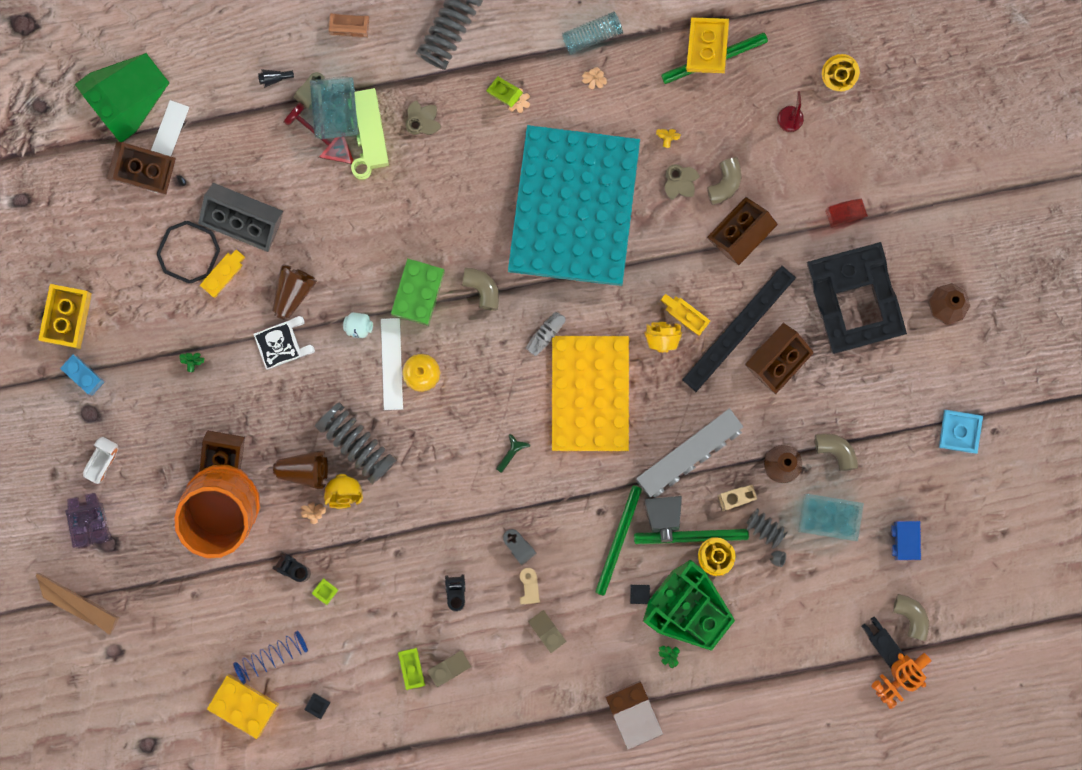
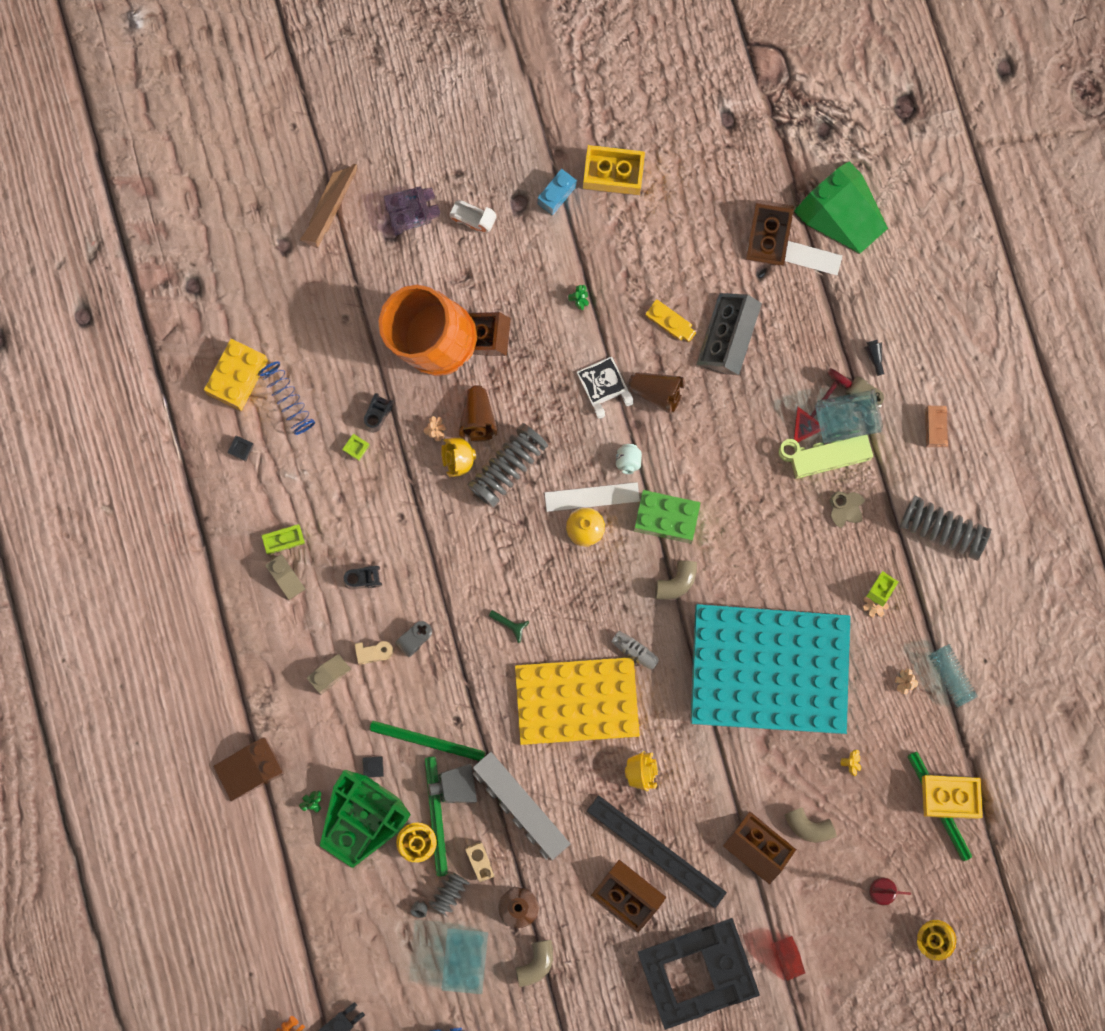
camera: 80 degrees right, 5 degrees down
(213, 260) = (698, 261): black piece -> none
(683, 183) = (803, 781): dark tan plate -> none
(685, 314) = (667, 794): yellow hinge -> none

